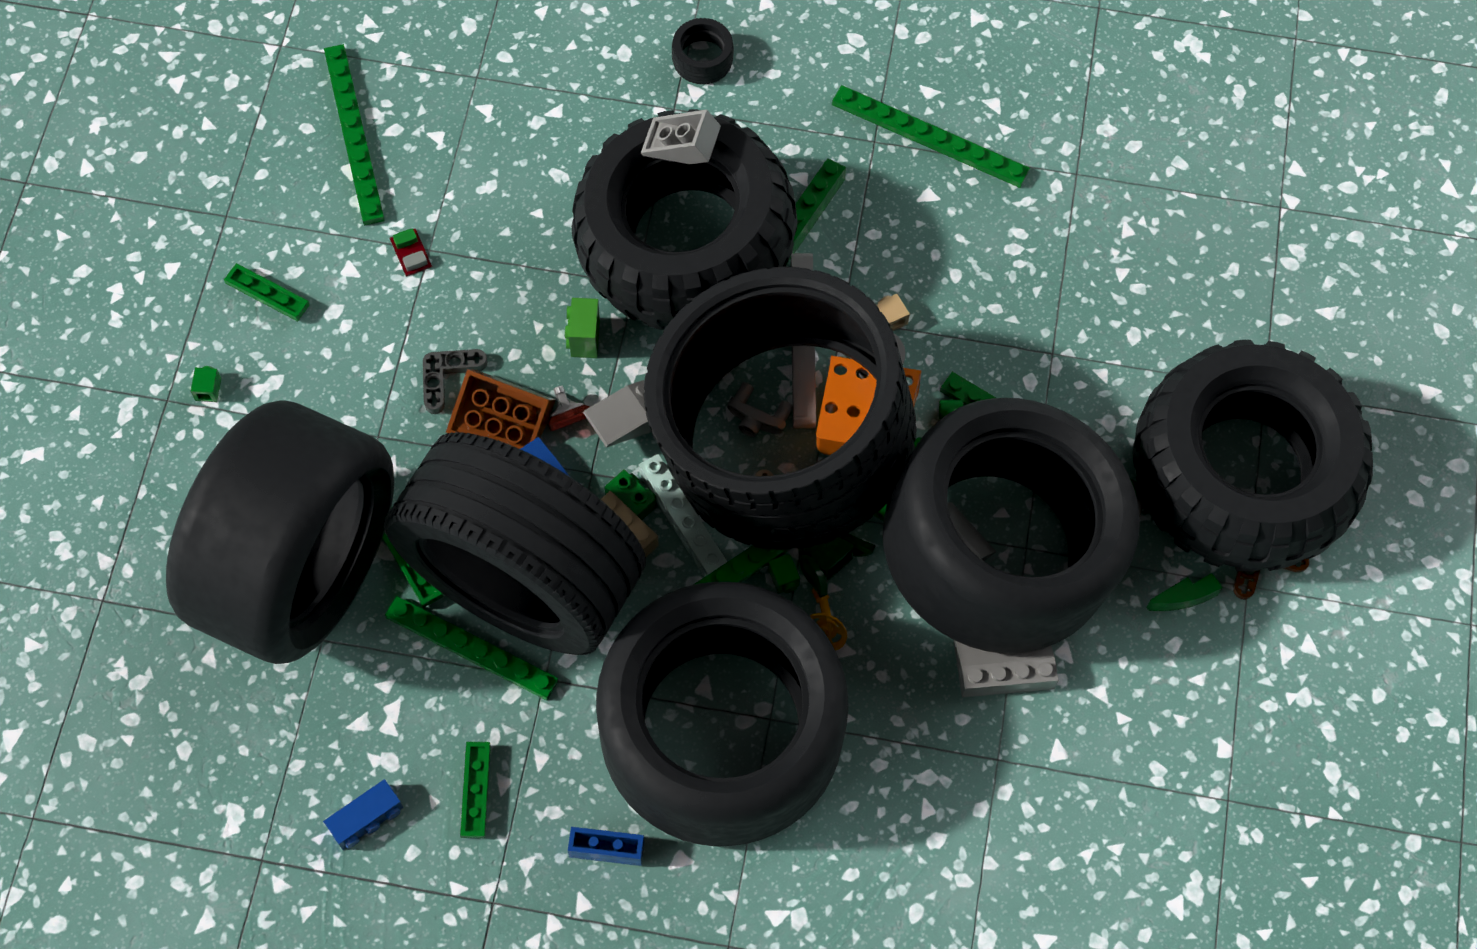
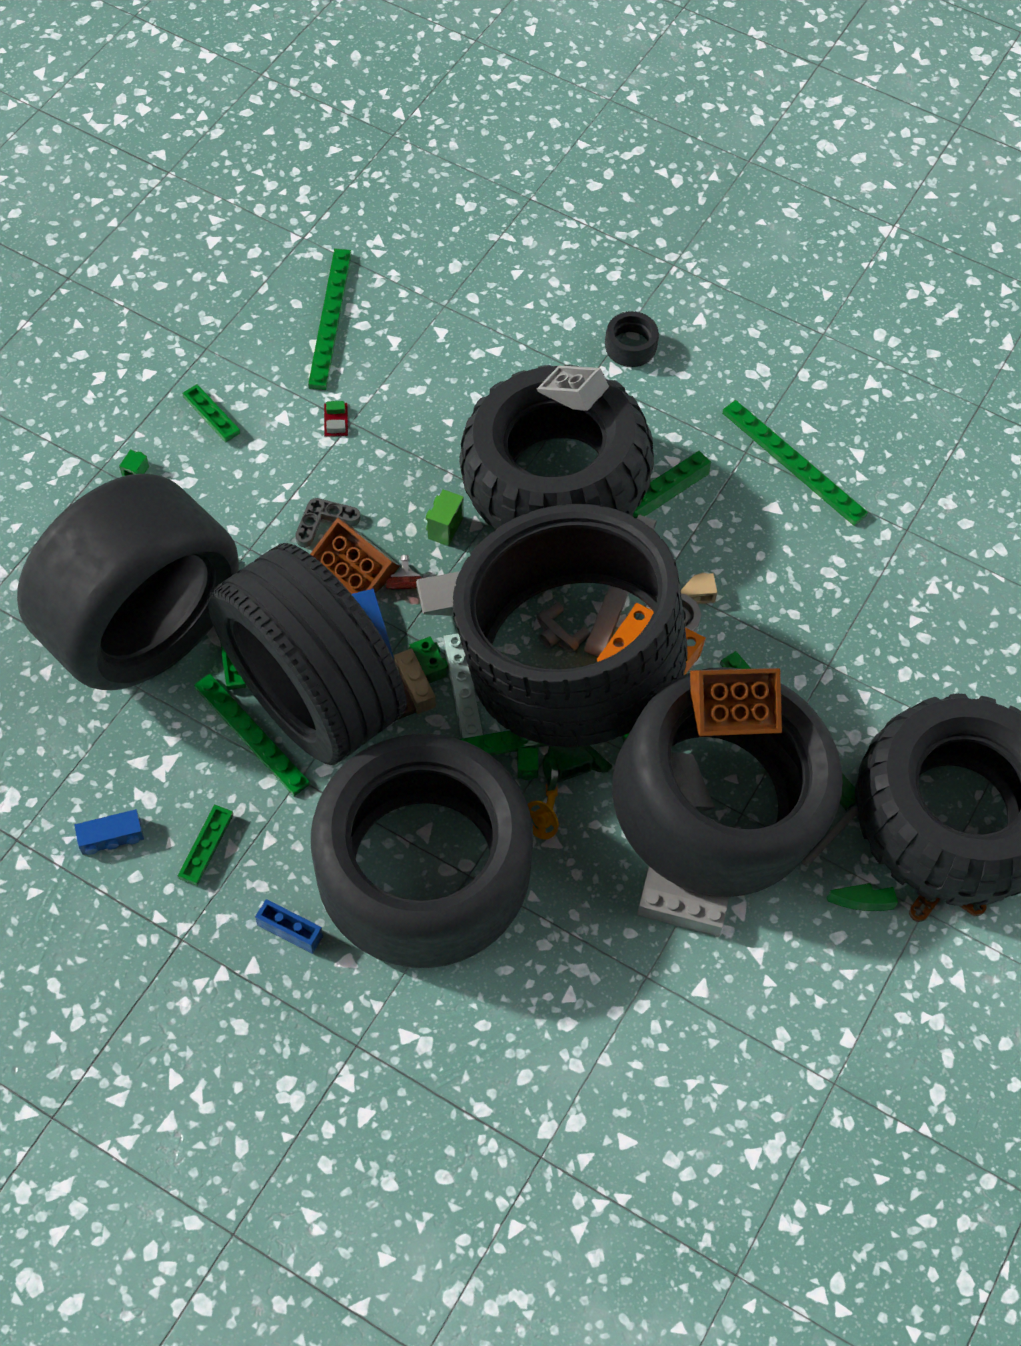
camera: 20 degrees right, 5 degrees down
(1000, 438) = (737, 701): none -> dark orange slope

